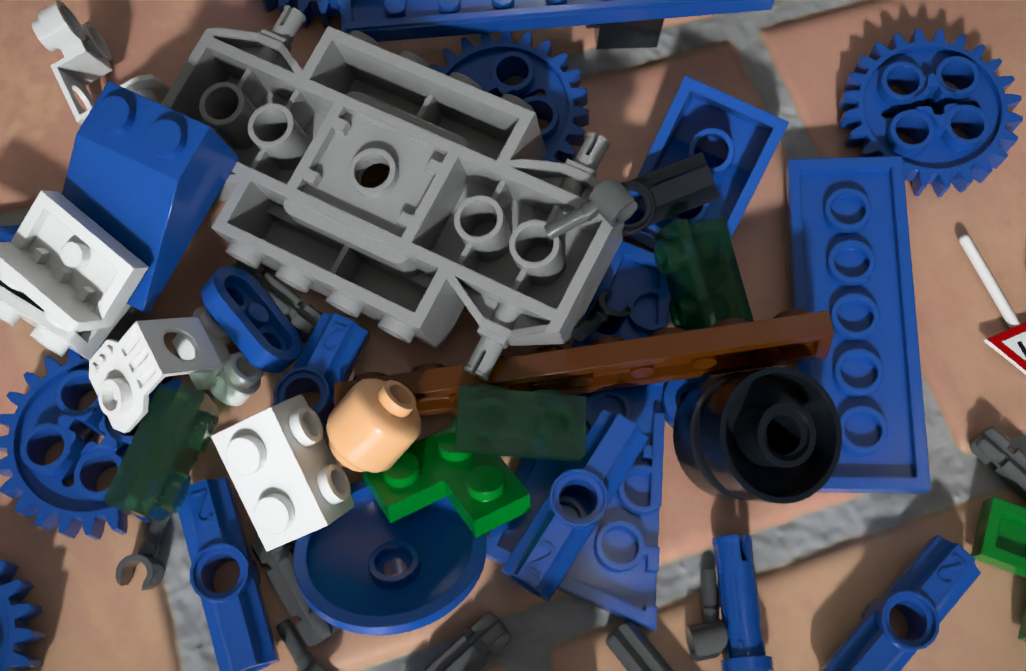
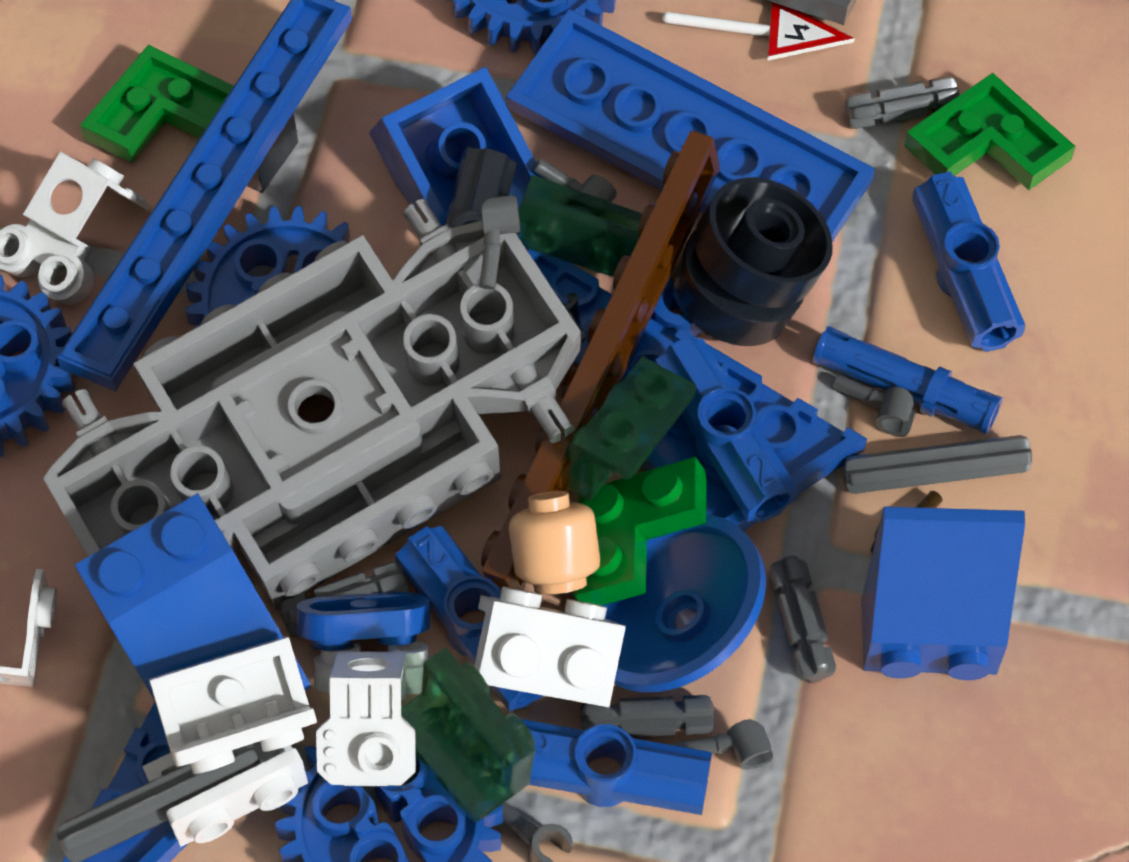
camera: 55 degrees left, 10 degrees down
(752, 274) = (594, 185): none -> dark grey hand

